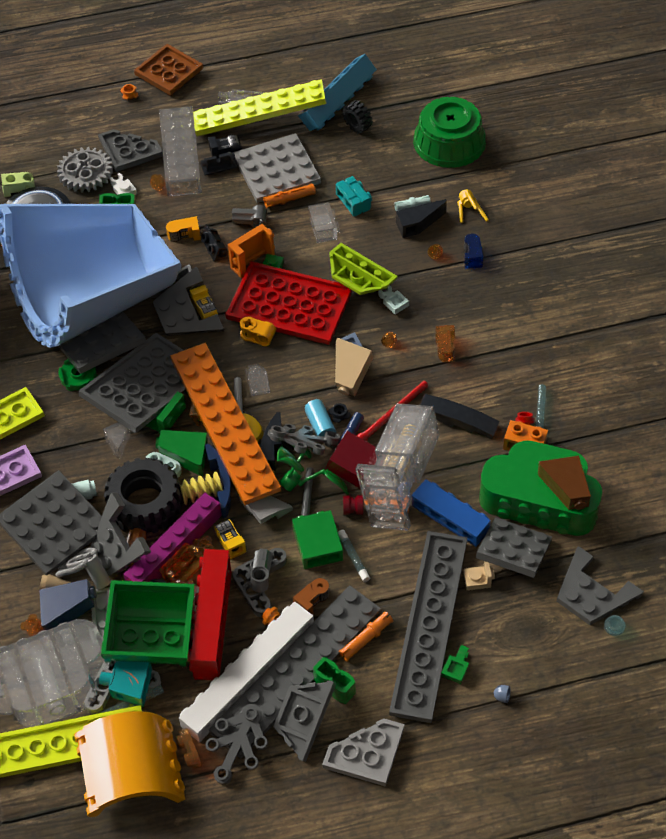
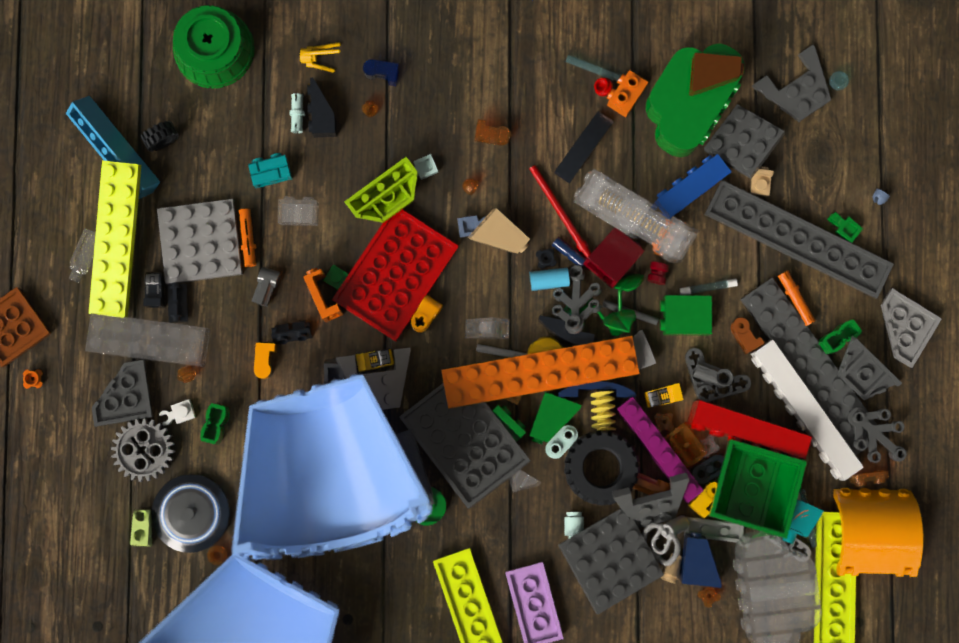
camera: 80 degrees left, 30 degrees up
(270, 615) = (757, 377): orange plate -> none

